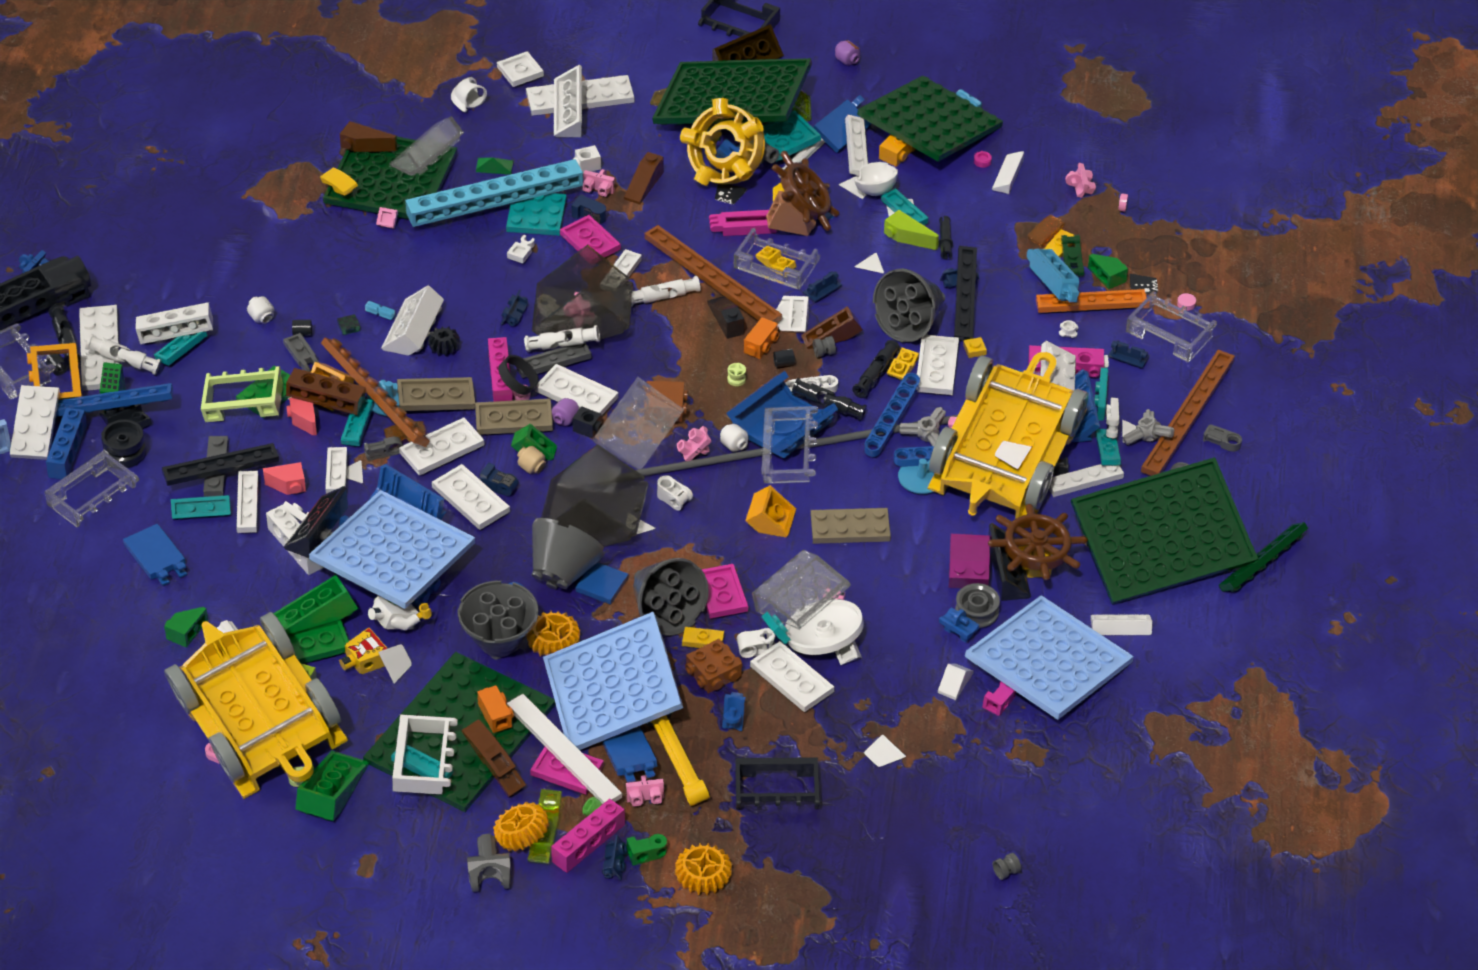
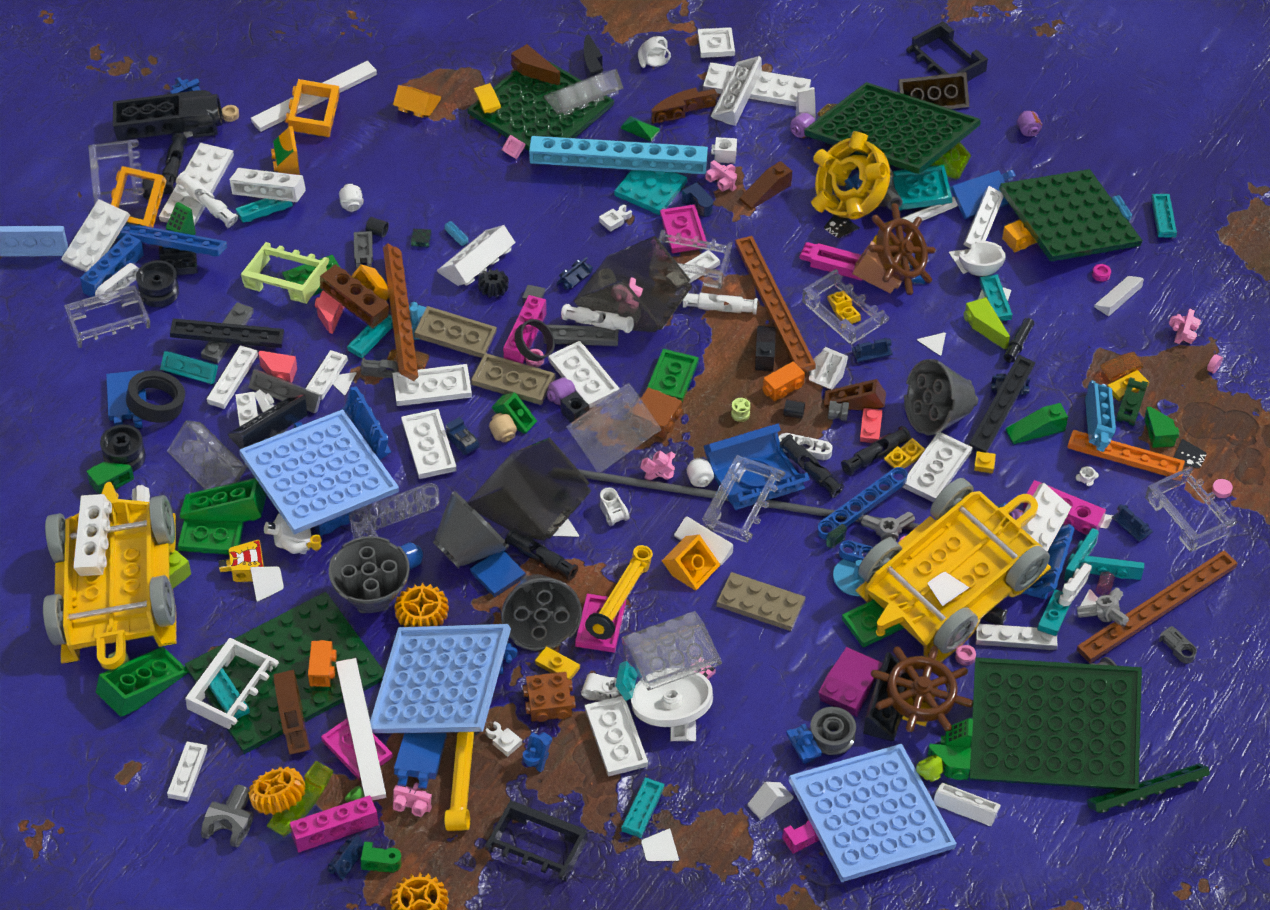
camera: 25 degrees right, 5 degrees up
(81, 453) = (123, 277): none -> white beam
(93, 272) = (230, 113): none -> tan tile
(163, 233) = (344, 81): none -> white tile
(174, 288) = (285, 153): none -> light orange slope
(177, 259) = (310, 126): none -> light orange window
(184, 592) = (123, 446): none -> black wheel
(187, 554) = (153, 412): none -> black tyre
(227, 698) = (87, 526): none -> white brick
(267, 578) = (205, 456): none -> clear slope
(268, 206) = (415, 100): none -> light orange slope
(300, 495) = (283, 389): none -> dark grey plate
(412, 117) = (592, 58): none -> black slope
(424, 843) = (187, 771): none -> white plate
(457, 578) = (393, 509): none -> clear beam
(482, 338) = (533, 291): none -> dark grey tile
(520, 132) = (681, 102): none -> reddish brown slope
(639, 98) = (806, 102): none -> white slope
(639, 554) = (547, 557): none -> black piece
(643, 116) = (799, 123): none -> medium lavender head
(643, 271) = (712, 277): none -> clear hinge
(657, 362) = (673, 373): none -> green plate
(694, 716) = (504, 740): none -> white plate
(727, 588) = (601, 624): none -> yellow piece
(788, 491) = (719, 546): none -> white slope
(851, 725) = (643, 807): none -> teal plate
(858, 350) = (870, 425): none -> coral plate
(885, 449) = (836, 536): none -> tile
(953, 509) = (863, 623): none -> green plate
(1005, 299) = (1041, 423): none -> green slope
(1009, 94) = (1163, 215): none -> teal plate
(1050, 507) = (965, 655): none -> bright pink tile
(1077, 605) = (930, 768): none -> lime cone
(1089, 574) = (959, 735): none -> green slope
(1089, 593) = (954, 760): none -> green slope
(1135, 408) = (1102, 582): none -> clear pink piece
(1136, 394) = (1119, 568): none -> teal plate

